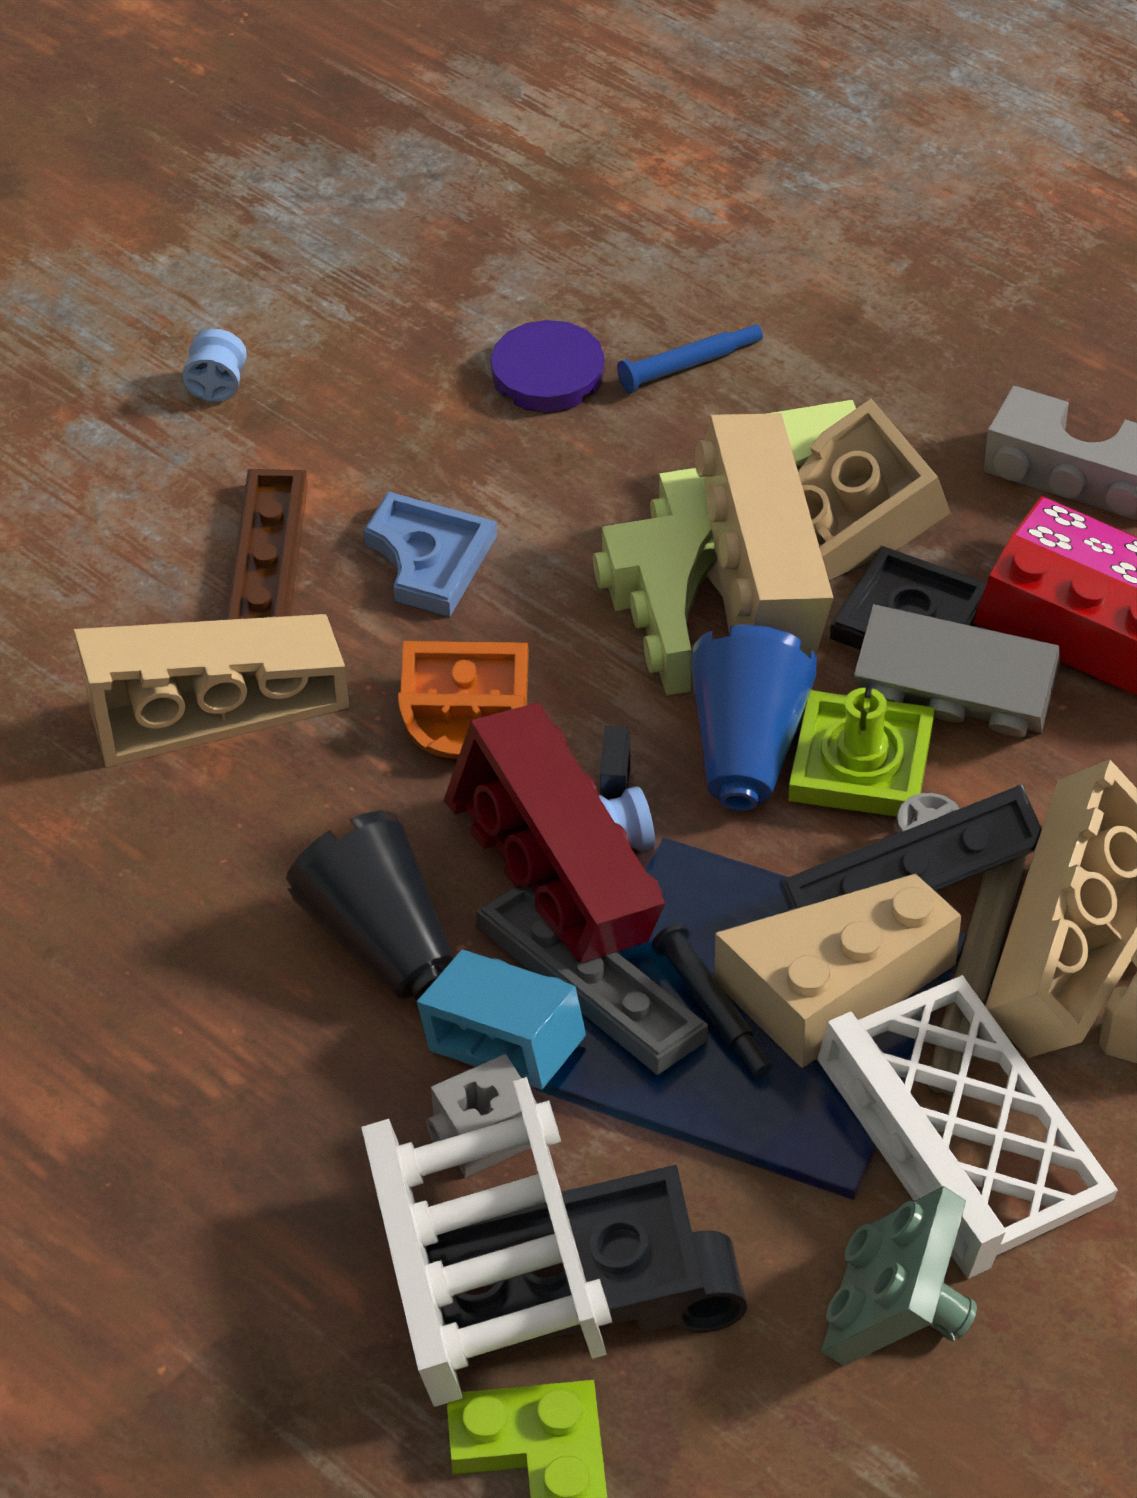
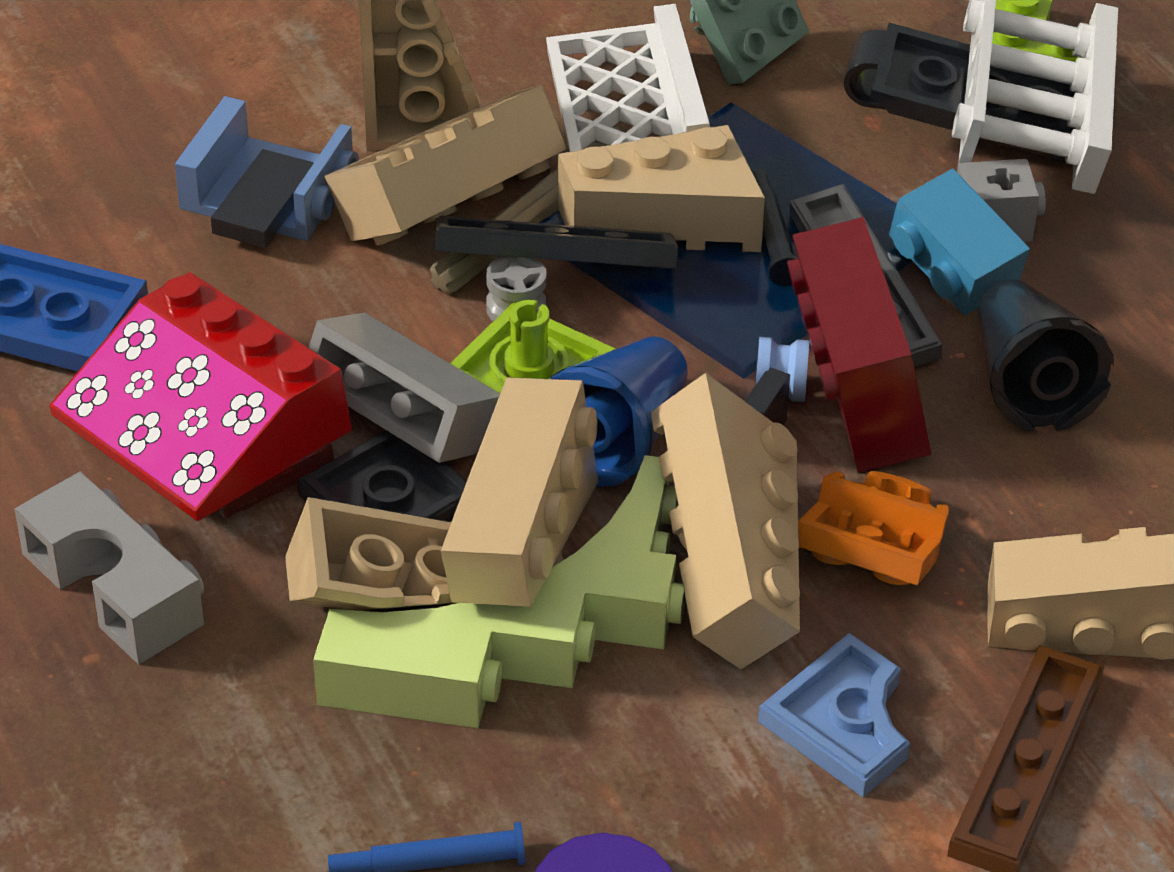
camera: 160 degrees left, 5 degrees down
(584, 627) = (733, 519): none -> tan wedge

